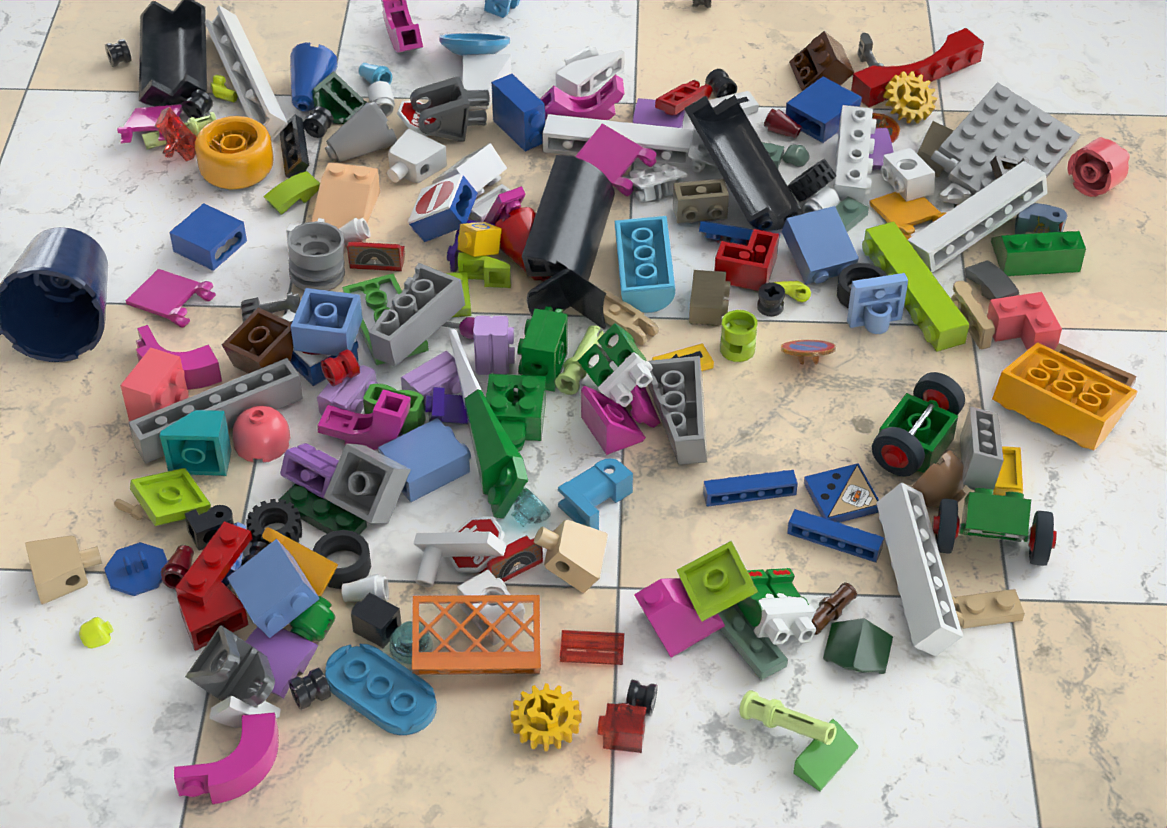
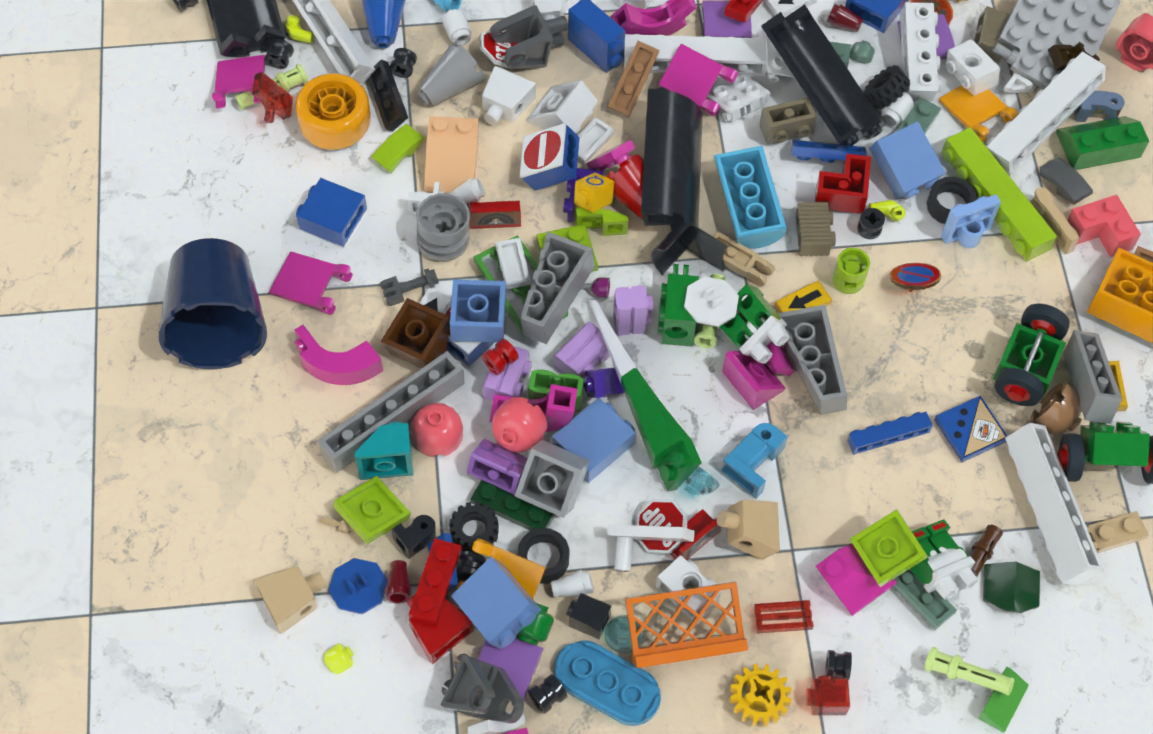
camera: 10 degrees left, 15 degrees up
(154, 384) = (330, 397): coral brick -> none
(337, 98) = (416, 33): dark green slope -> none
(342, 425) = (518, 425): none -> coral cylinder
(379, 293) = (513, 263): none -> white tile
(520, 411) = (667, 372): green brick -> none
(542, 157) = (633, 78): none -> medium nougat plate
(574, 336) = (711, 301): none -> white piece
(835, 535) = (973, 474): blue piece -> none

